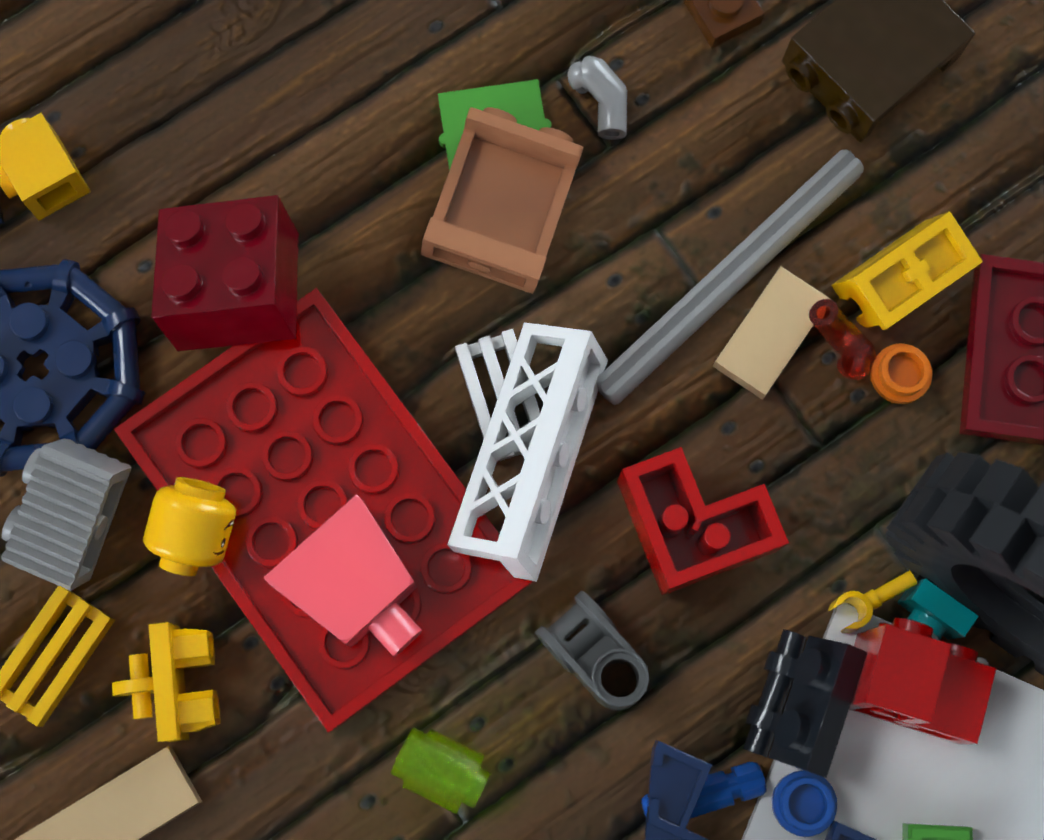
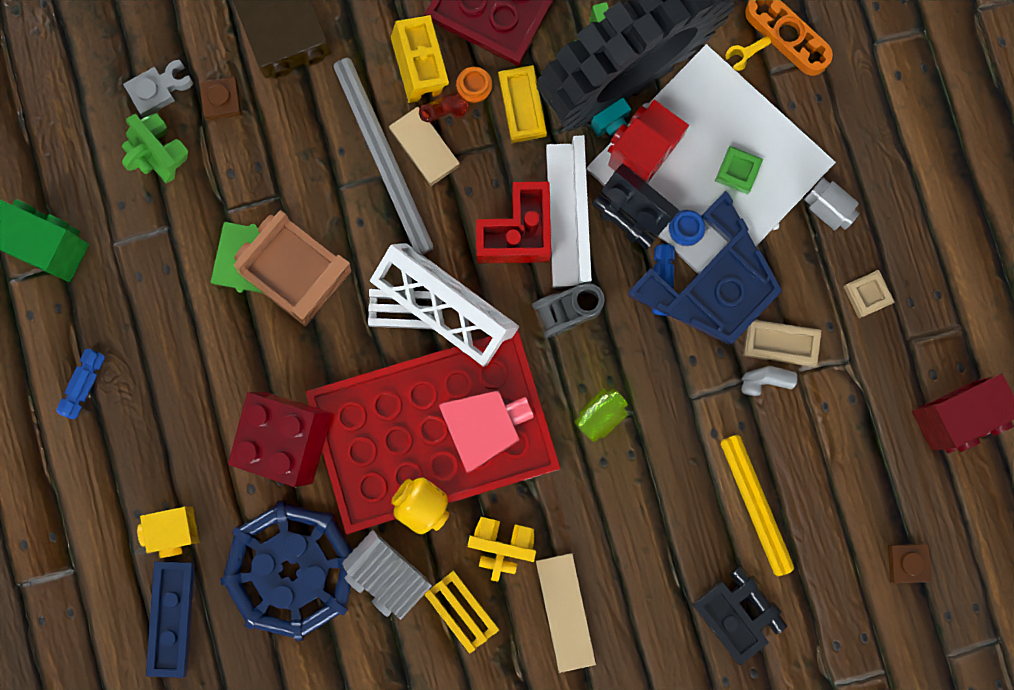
camera: 70 degrees left, 5 degrees up
(607, 88) = (247, 183): light grey arm -> none
(751, 597) = (568, 214): none -> white fence
(873, 599) = (593, 149): yellow hand -> none
(897, 460) = (522, 104): none -> yellow tile

